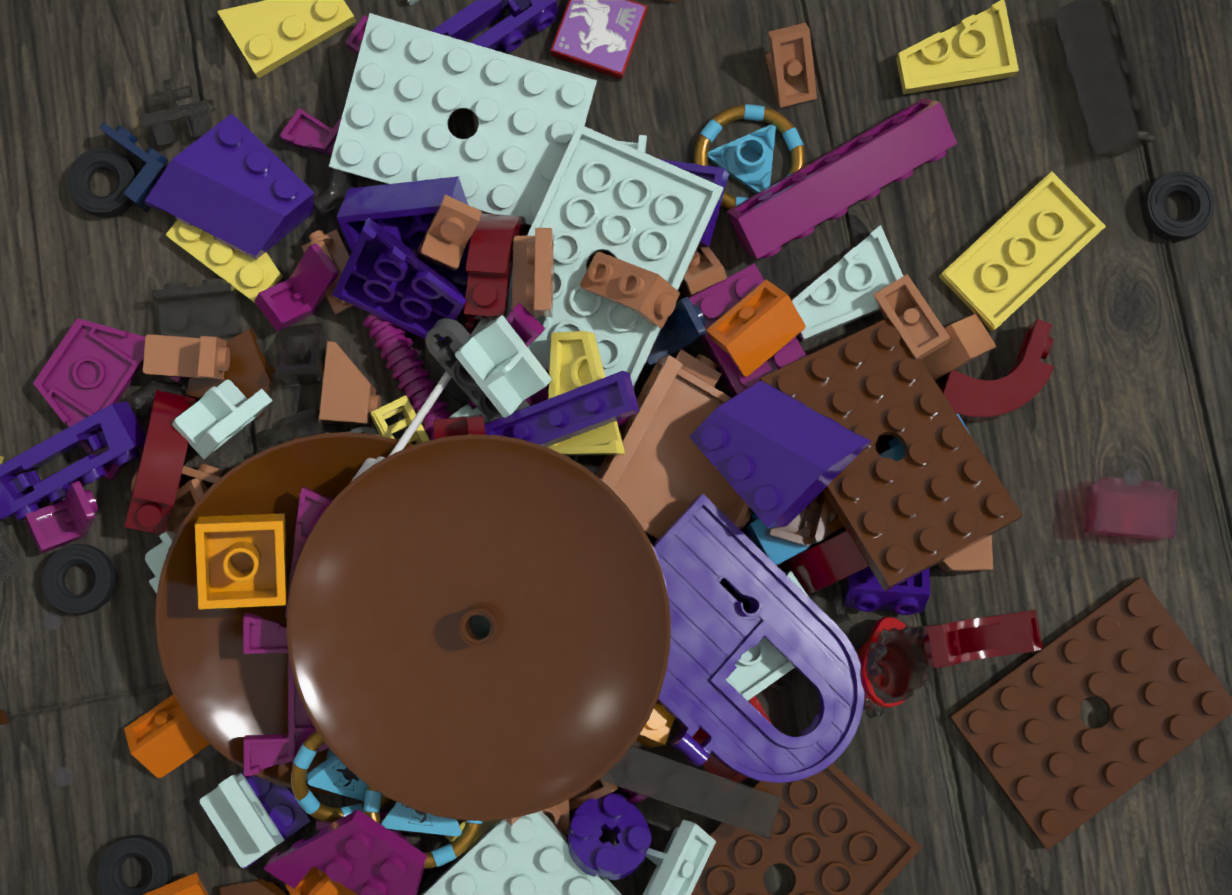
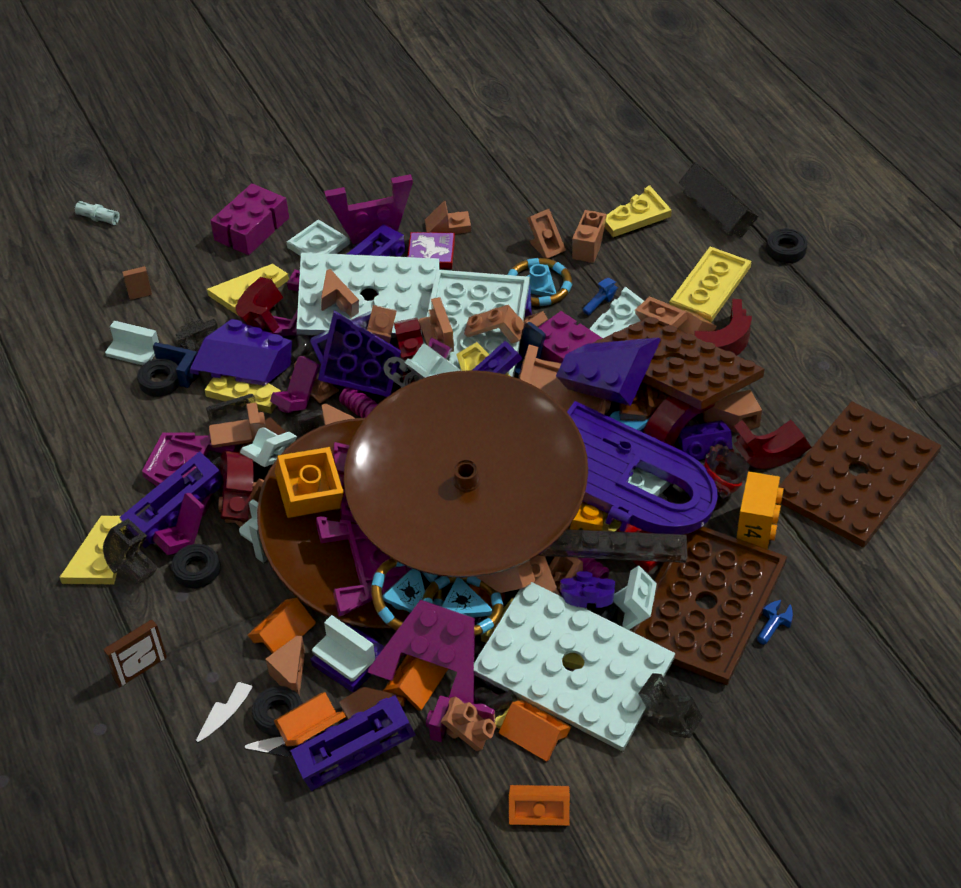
camera: 15 degrees left, 35 degrees down
(63, 841) = (222, 712): none -> white sticker
(75, 100) = (131, 343): none -> light aqua panel
(163, 812) = (287, 664): none -> nougat slope
(275, 86) = (256, 302): none -> dark red arch
(398, 121) = (337, 292): none -> nougat slope
(757, 327) = (575, 327): orange panel -> none
(842, 178) = (602, 264): magenta brick -> none
(844, 224) = (606, 292): none -> blue bar
(862, 89) = (588, 236): none -> nougat slope
(912, 764) = (760, 509): none -> light orange brick
(1131, 511) = (829, 373): clear pink brick -> none

